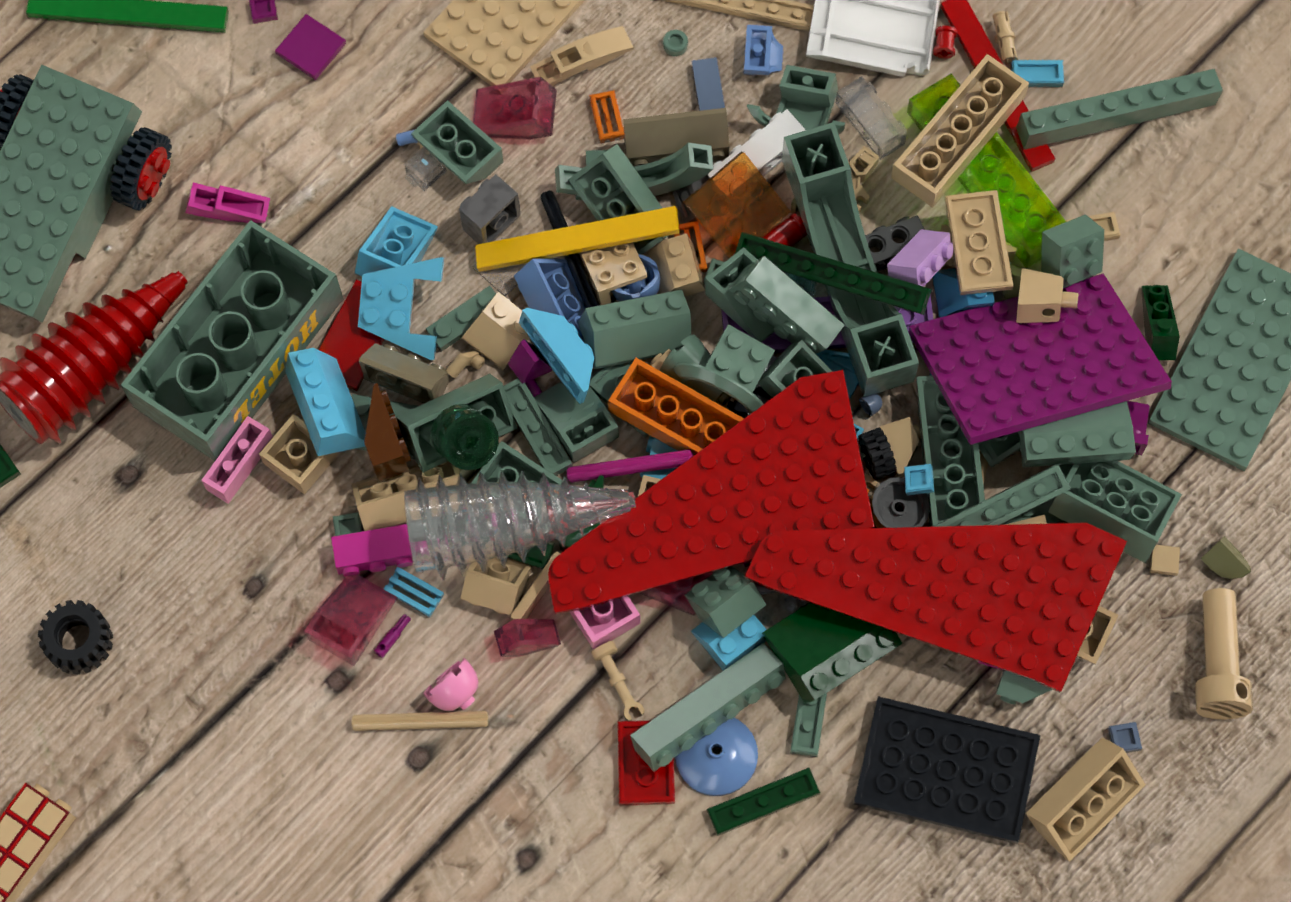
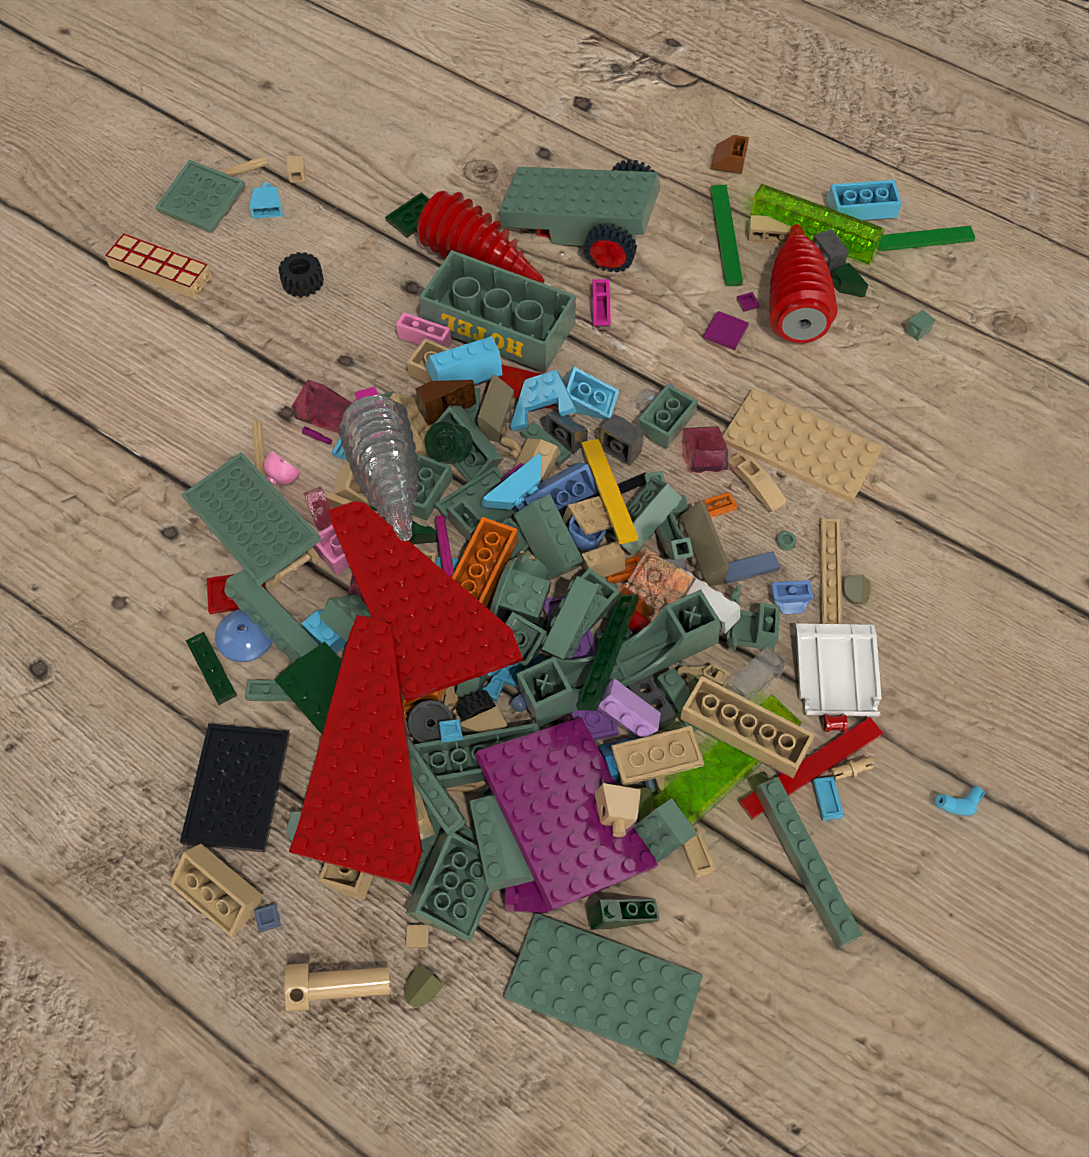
camera: 80 degrees right, 10 degrees down
(460, 282) = (566, 431): none -> flat silver slope
(536, 729) = (251, 518): none -> sand green plate
(889, 208) = (675, 692): none -> sand green slope

